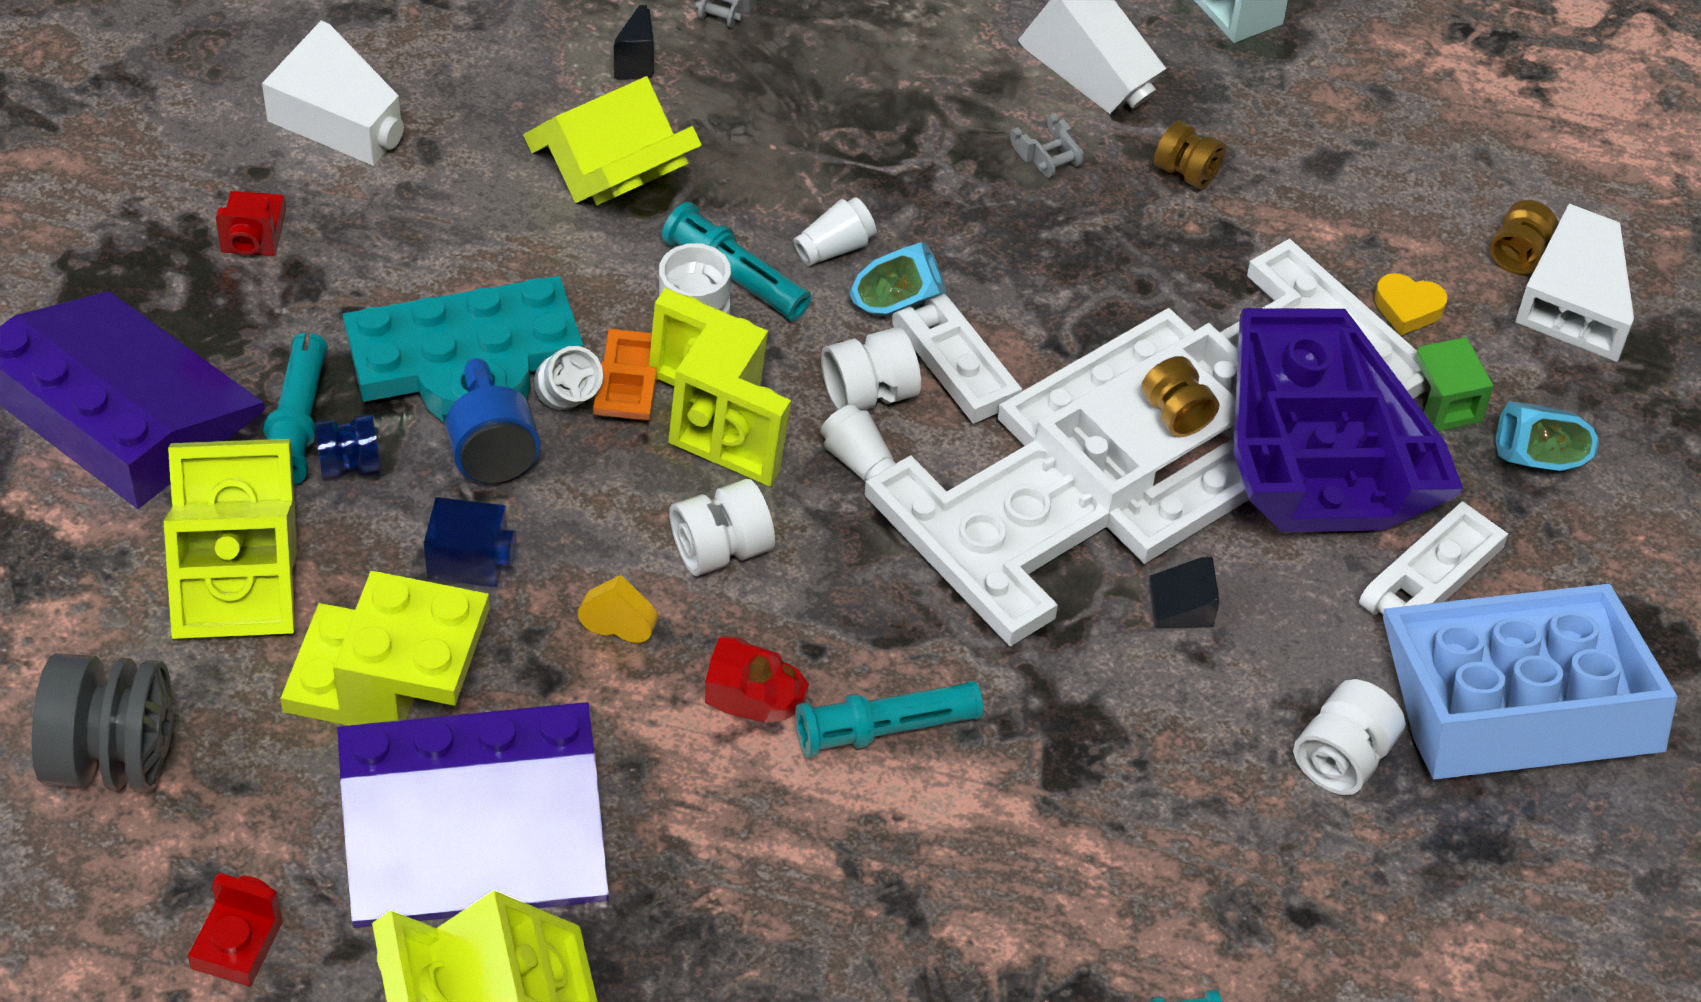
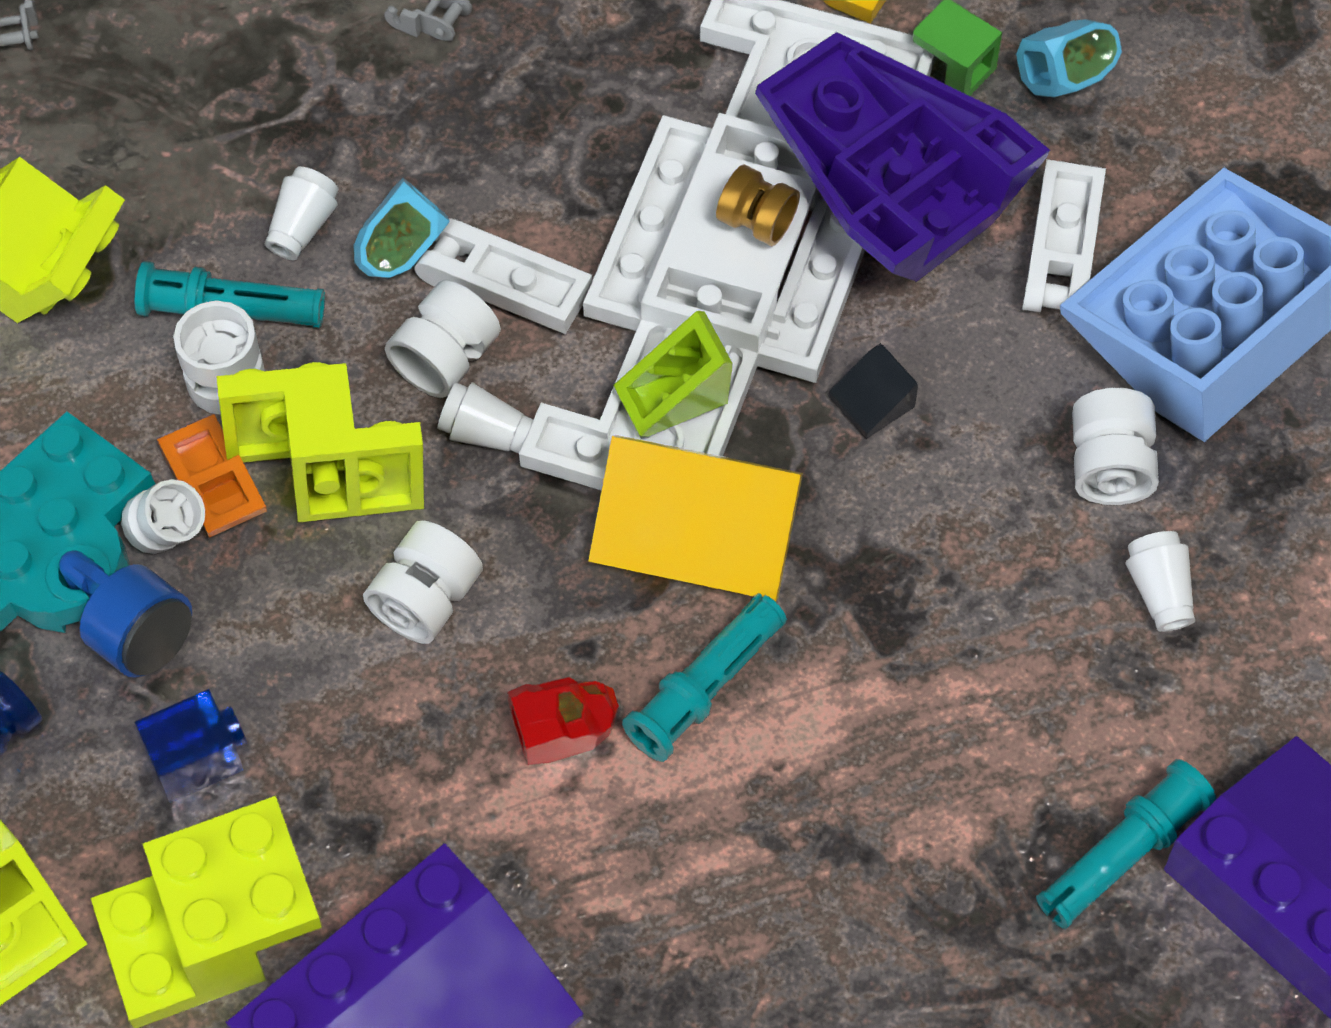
camera: 30 degrees left, 10 degrees up
(618, 610) = (385, 725): yellow tile -> none
(964, 597) = (695, 517): none -> yellow tile
(1021, 488) = (678, 378): none -> lime slope
(1315, 857) = (1163, 578): none -> white cone

